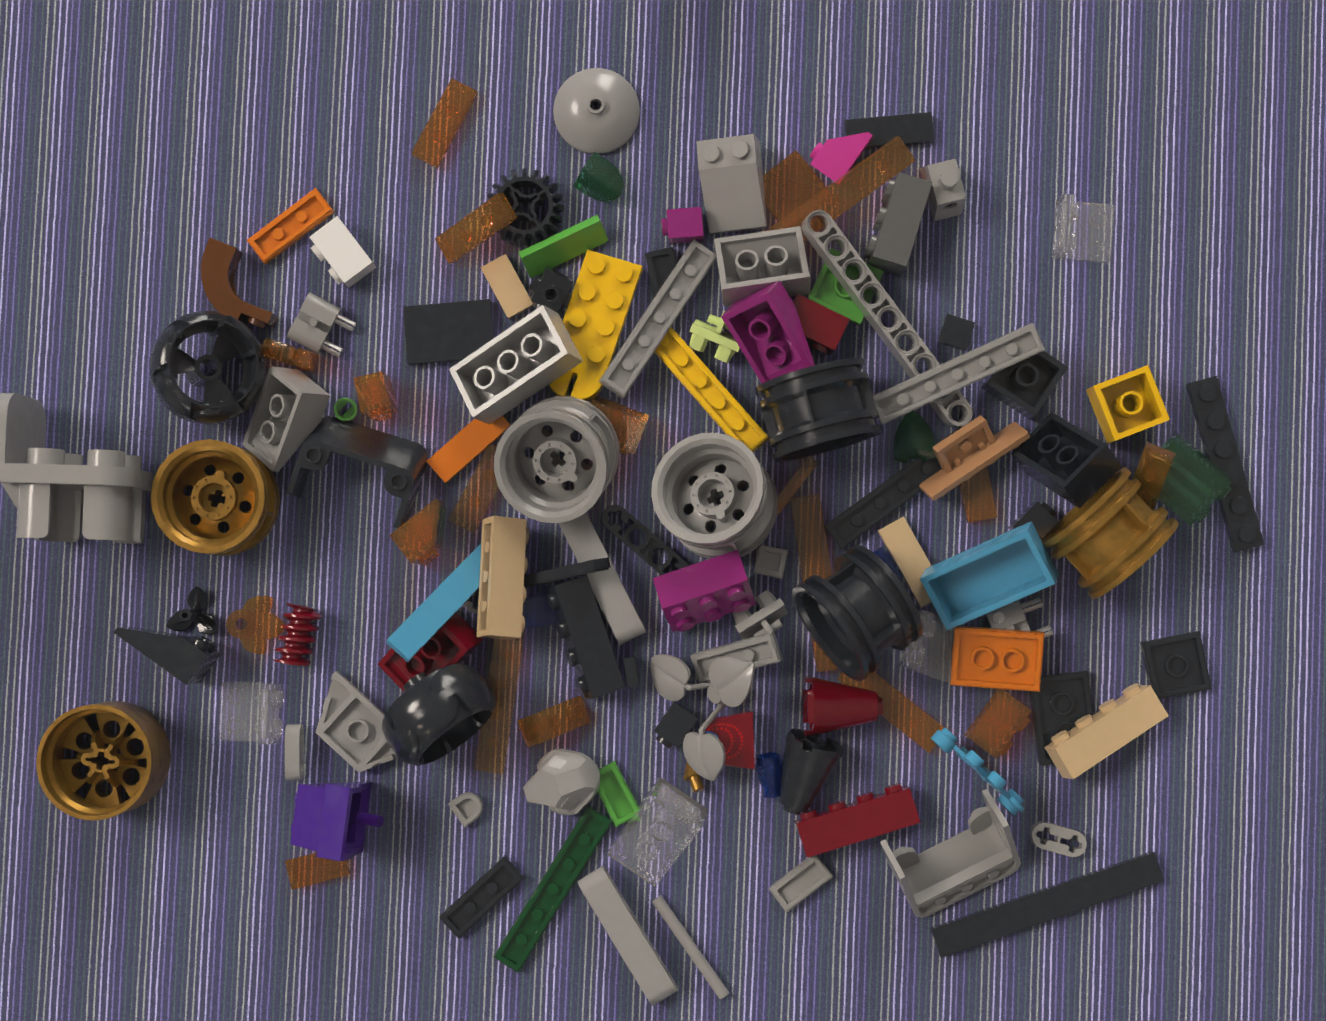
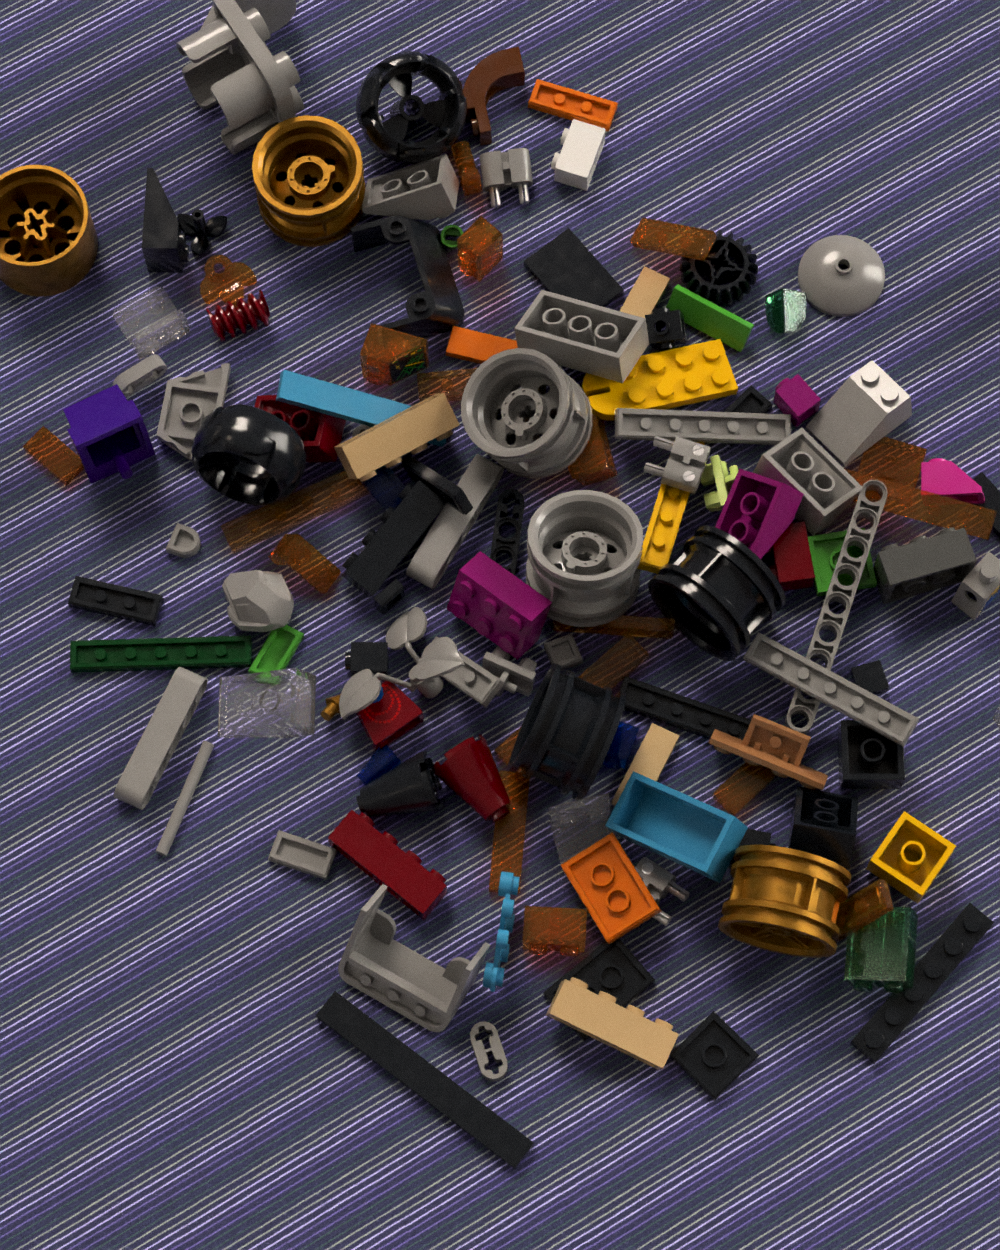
camera: 55 degrees right, 15 degrees down
(444, 123) = (742, 166): clear orange tile -> none
(685, 358) = (684, 464): none -> light grey piece
(913, 439) = (751, 700): clear green brick -> none

